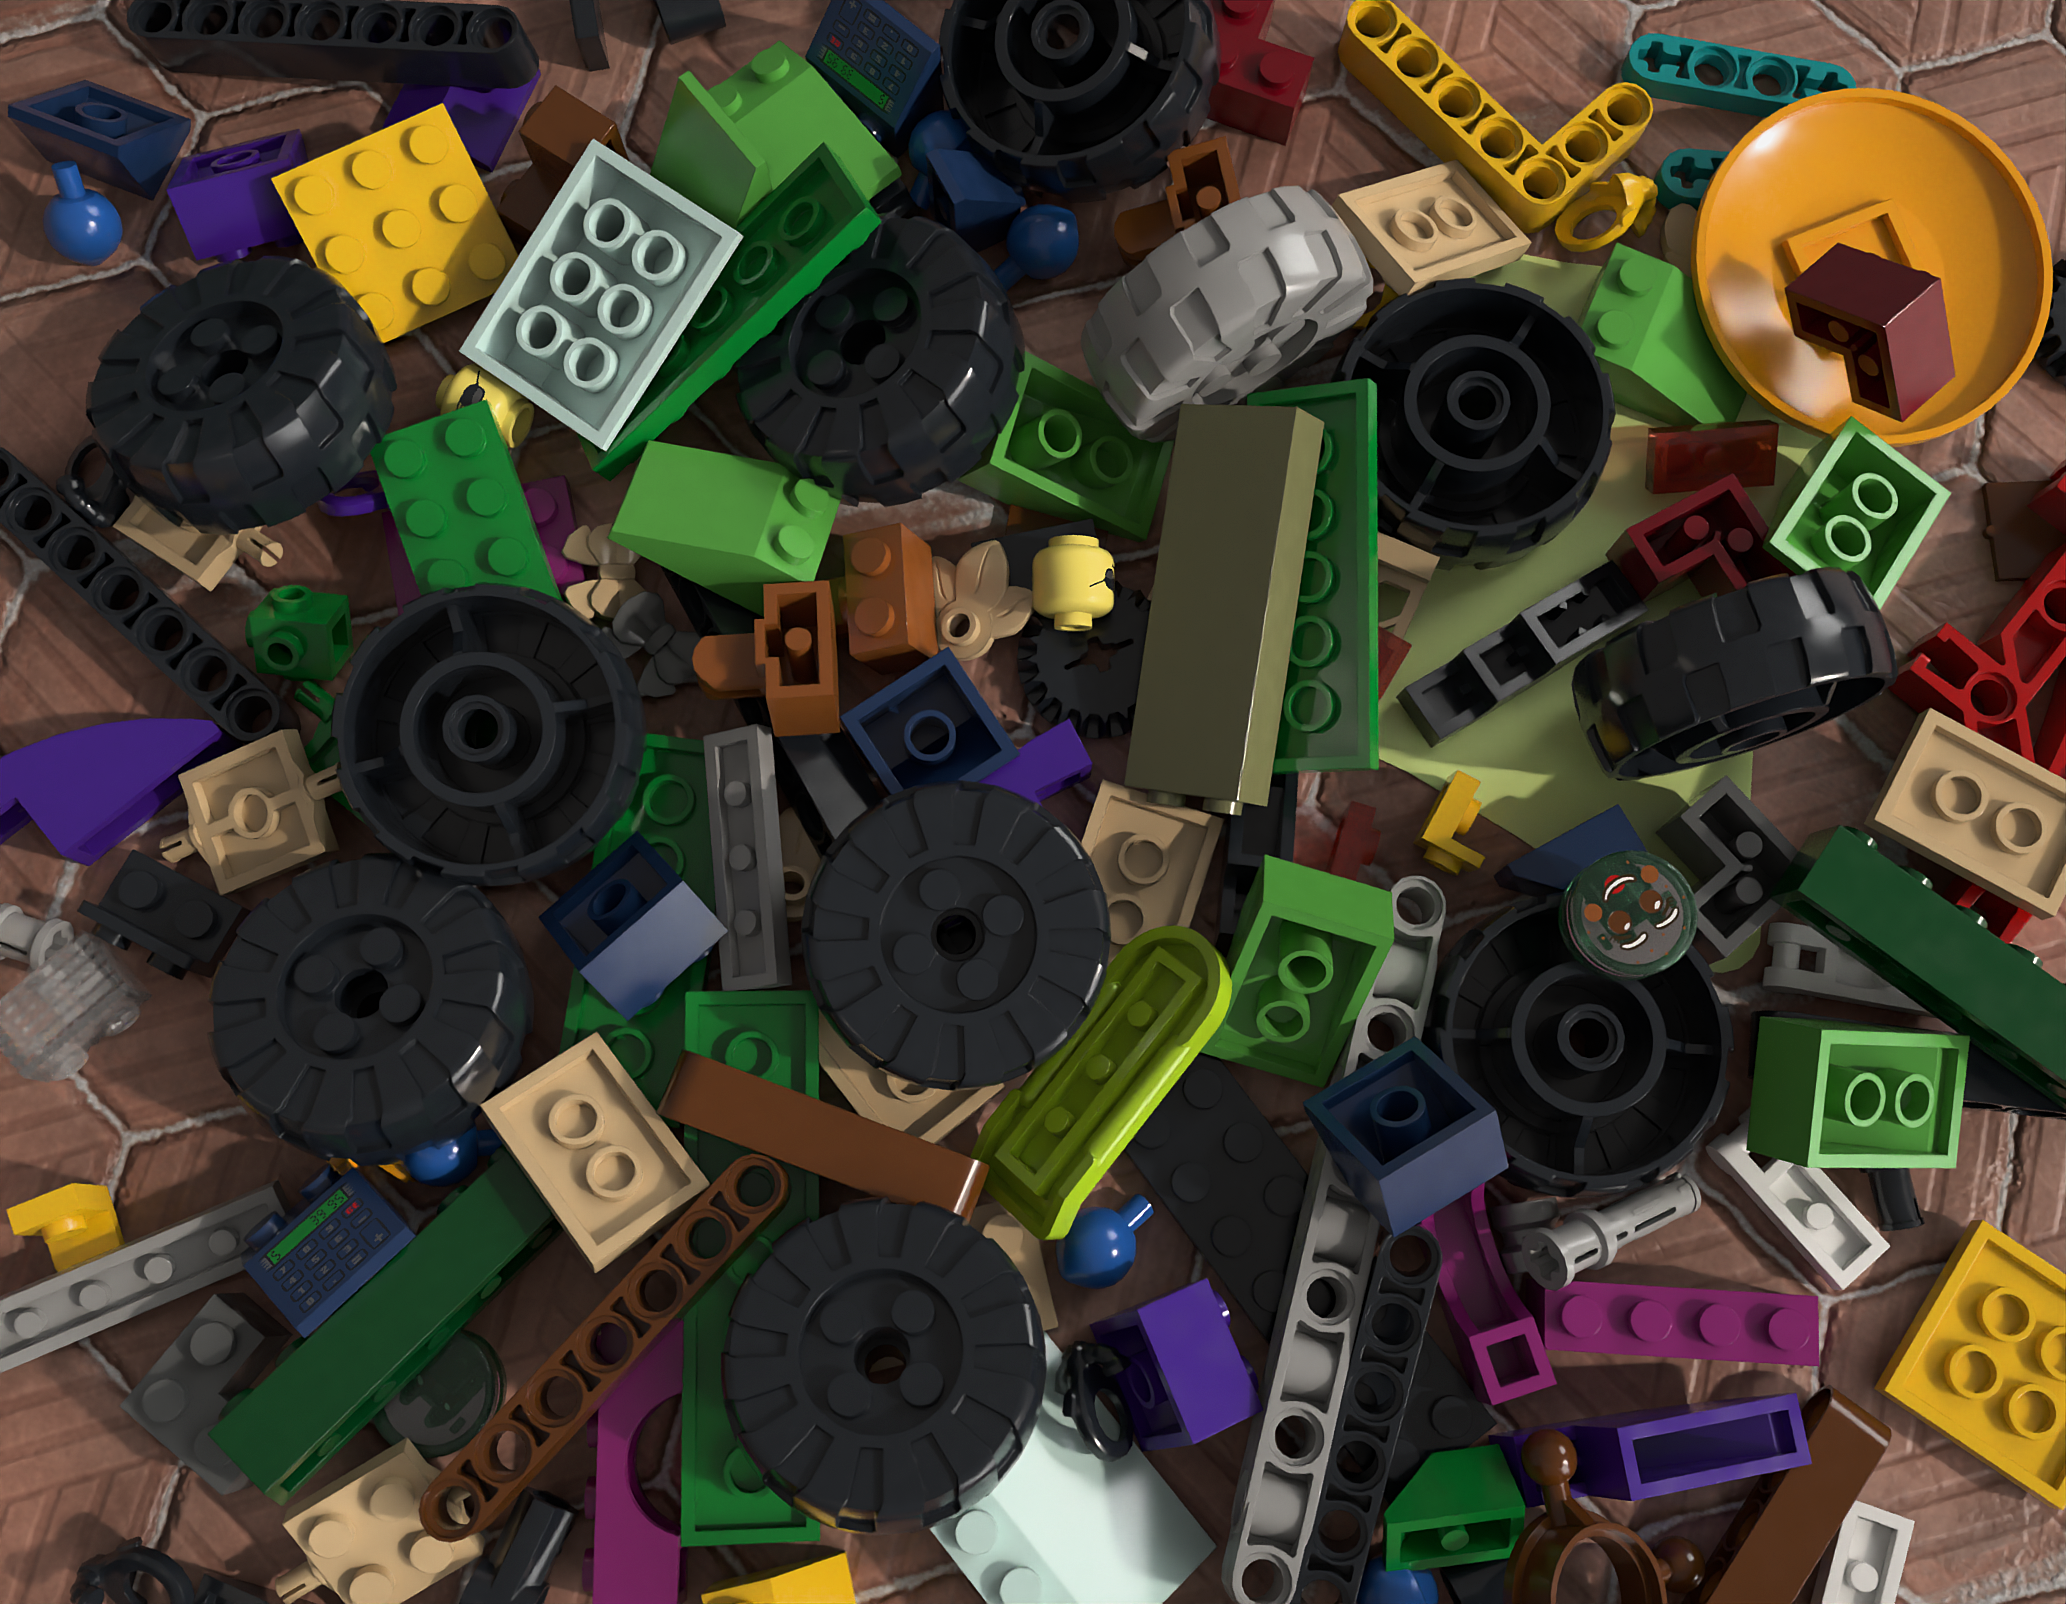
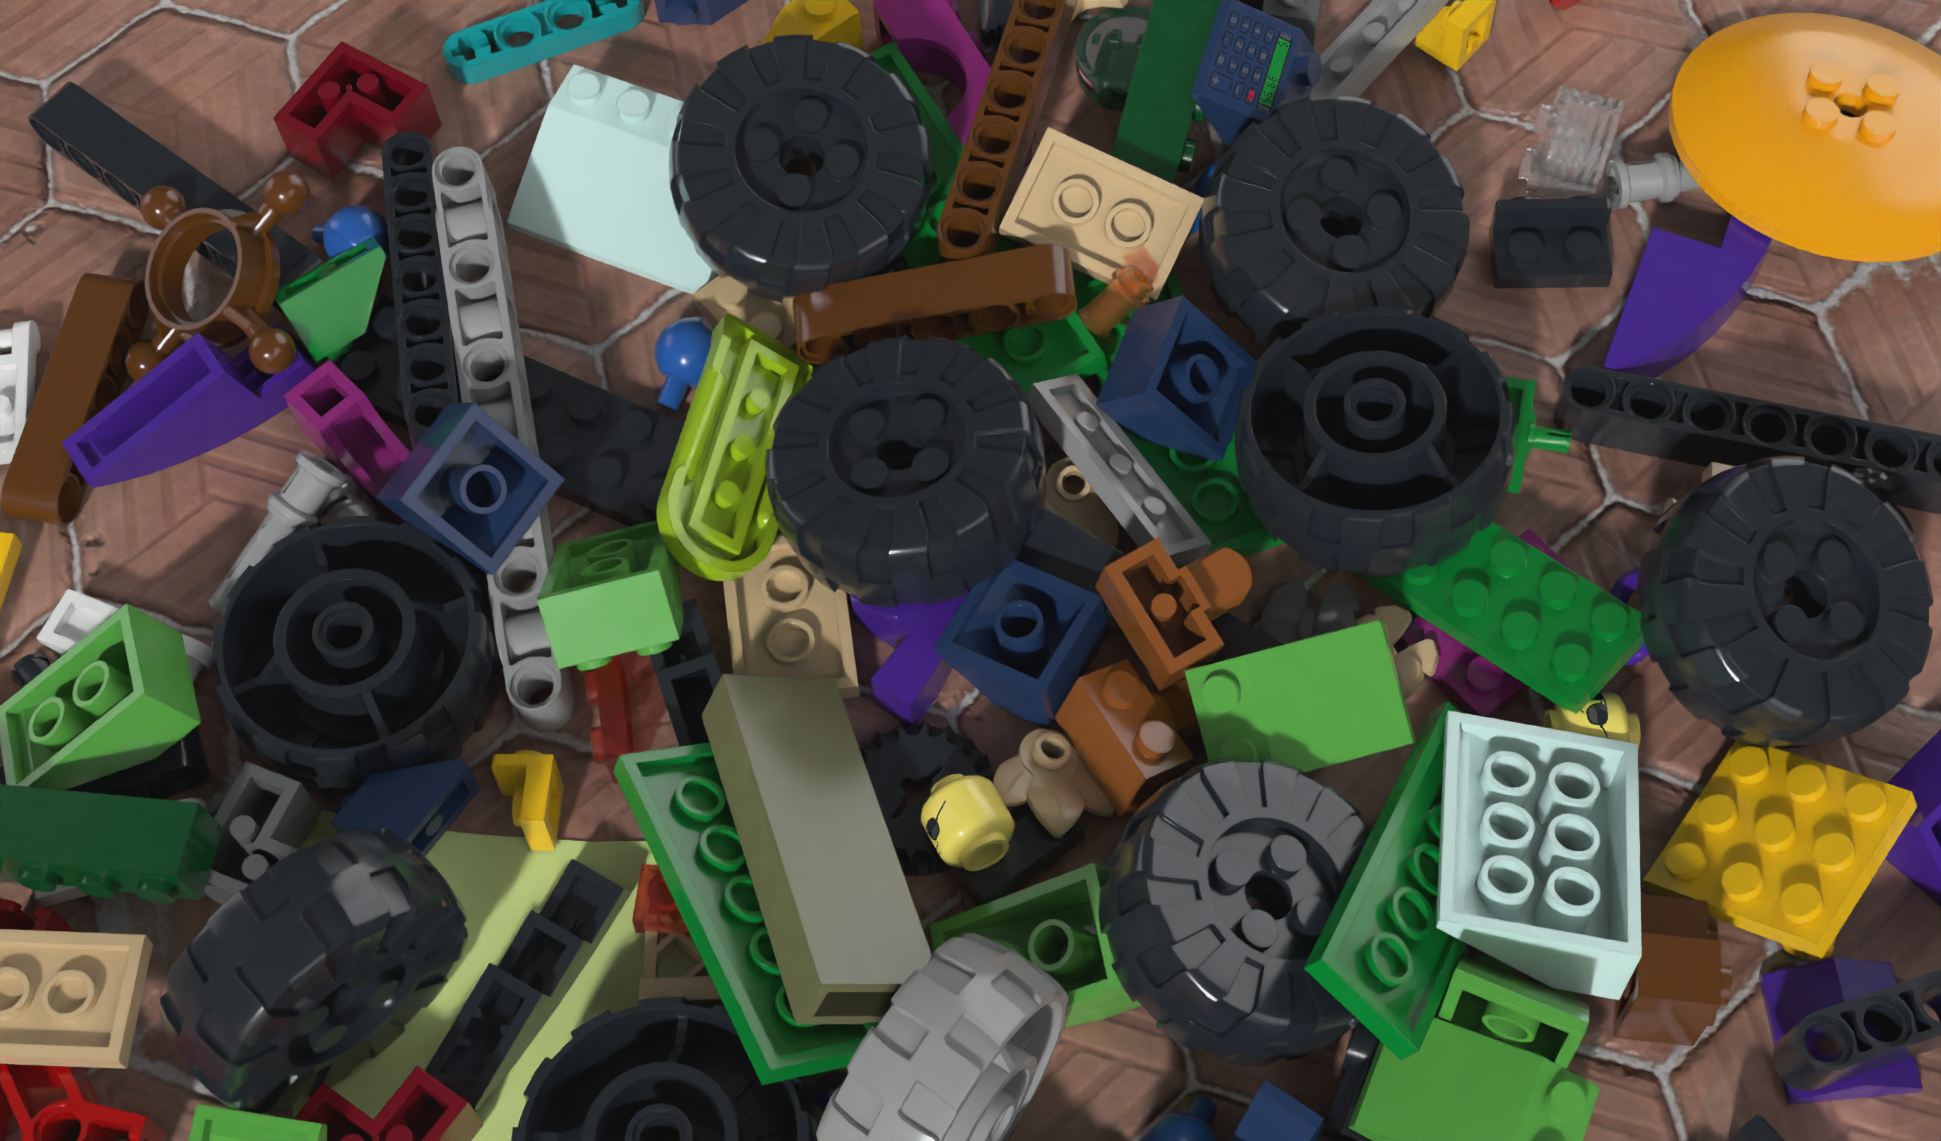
camera: 160 degrees right, 15 degrees down
(256, 812) = (1536, 330): tan plate -> none
(300, 633) = (1602, 474): green brick -> none
(628, 1042) = (1118, 299): none -> clear orange pin
(1080, 1380) = (656, 257): black piece -> none
(1183, 1367) = (583, 292): dark purple slope -> none
(1628, 916) = (343, 728): clear green head -> none
(1677, 1322) = (143, 522): magenta arch -> none

